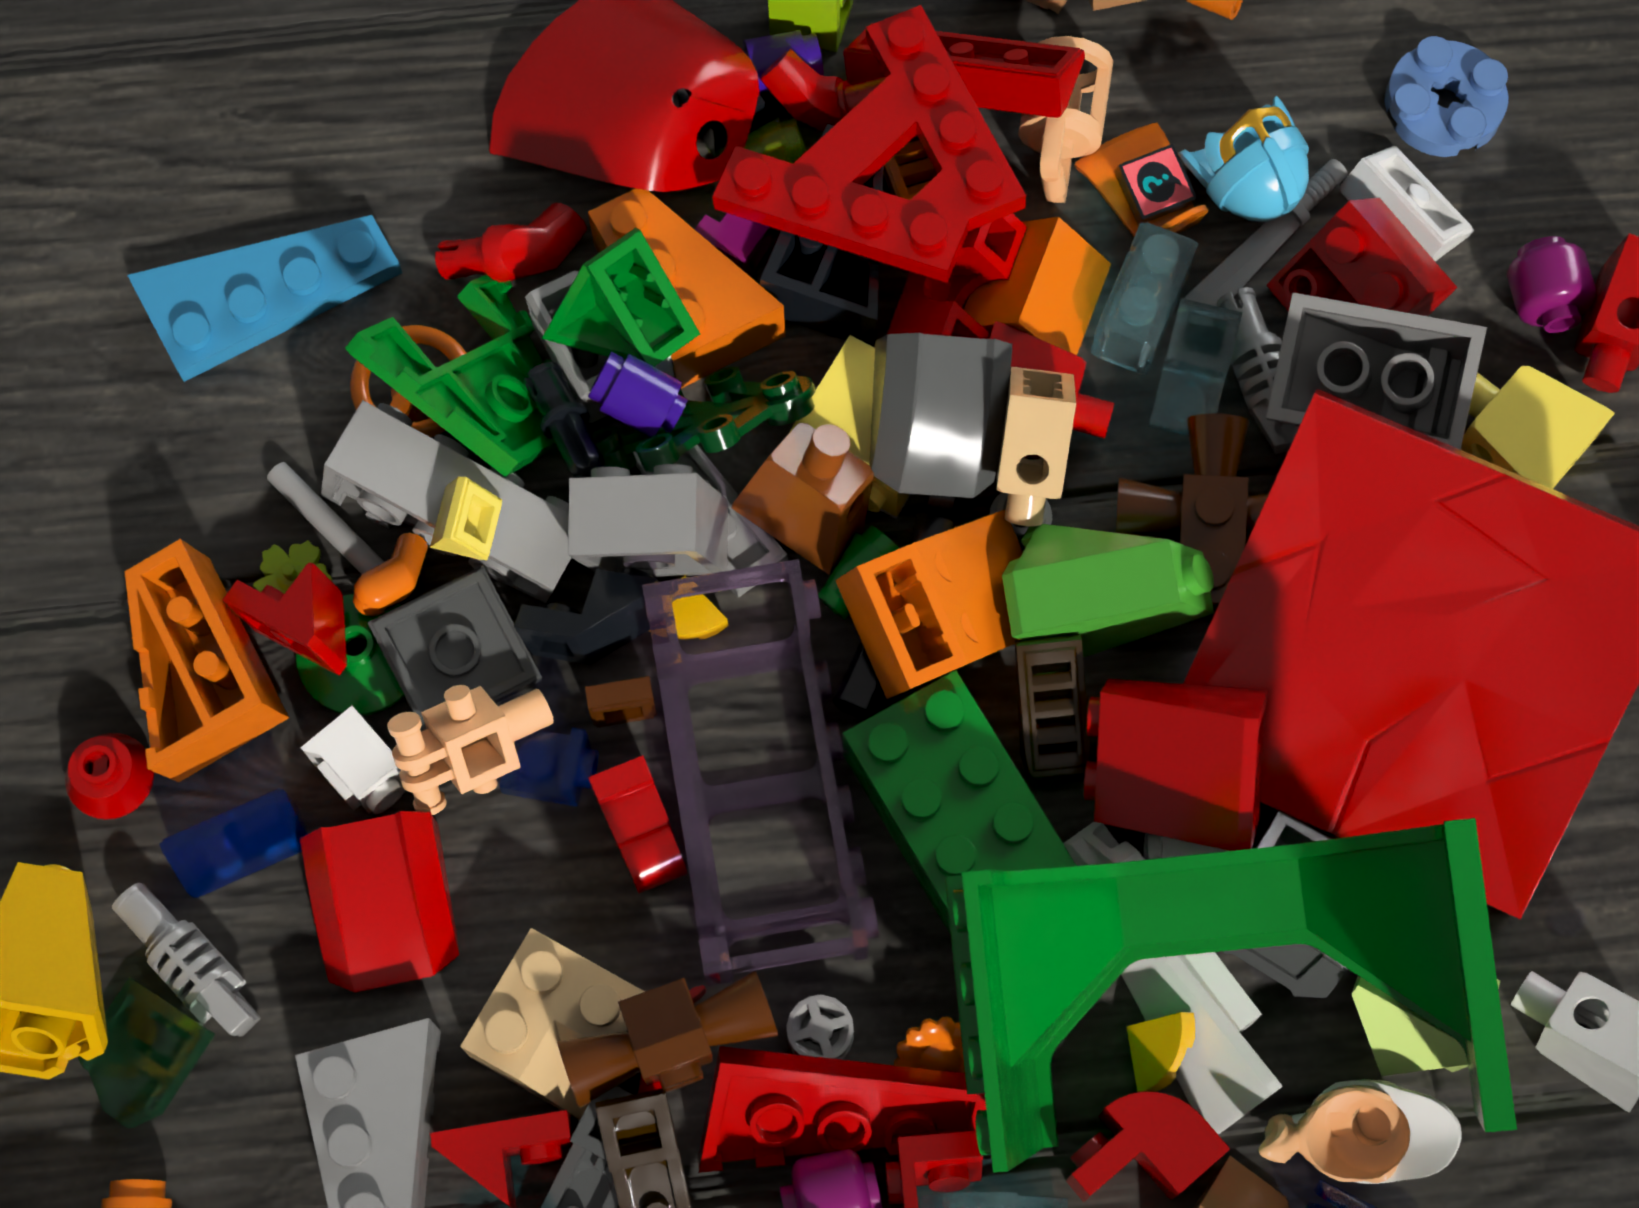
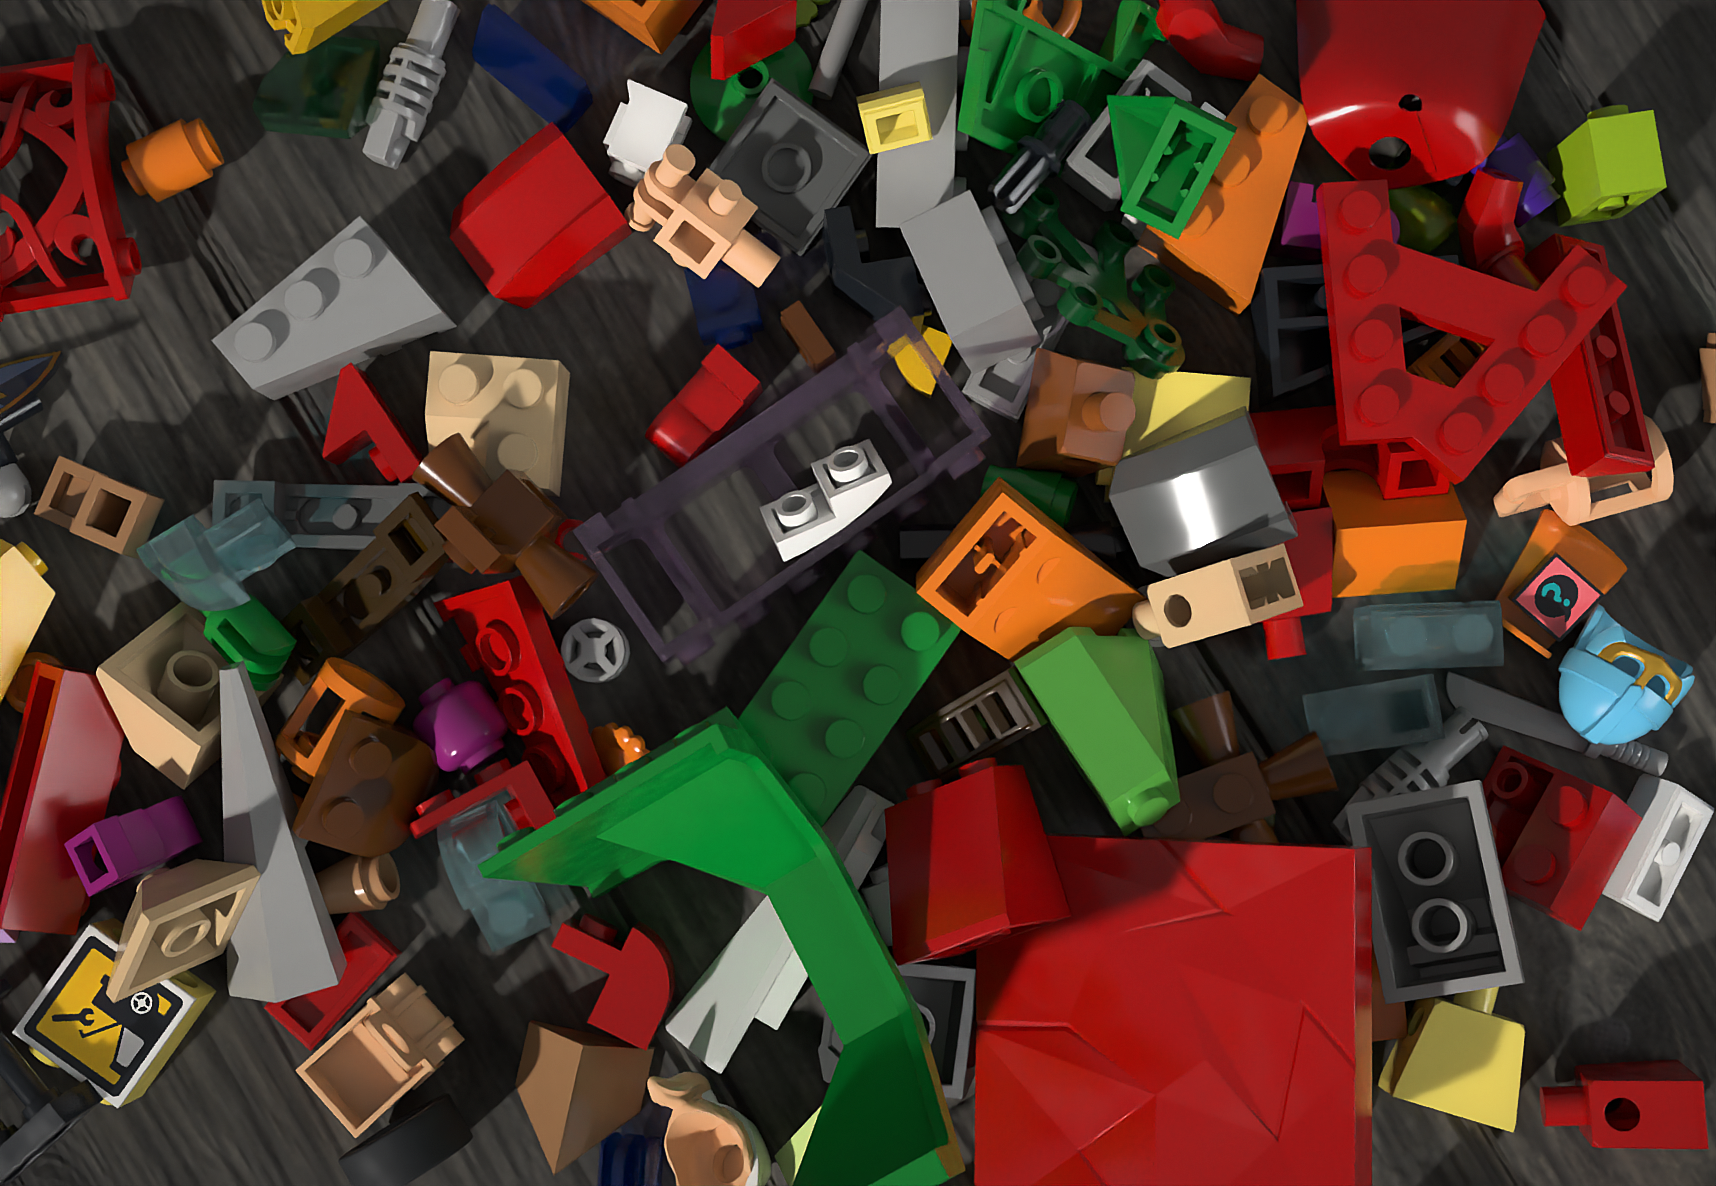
camera: 70 degrees right, 15 degrees up
(392, 579) = (825, 79): orange arm -> none
(638, 394) = (1088, 211): dark purple brick -> none
(781, 732) = (845, 489): none -> white slope
(1159, 1048) = (715, 951): yellow tile -> none
(1551, 284) = (1628, 1020): magenta head -> none

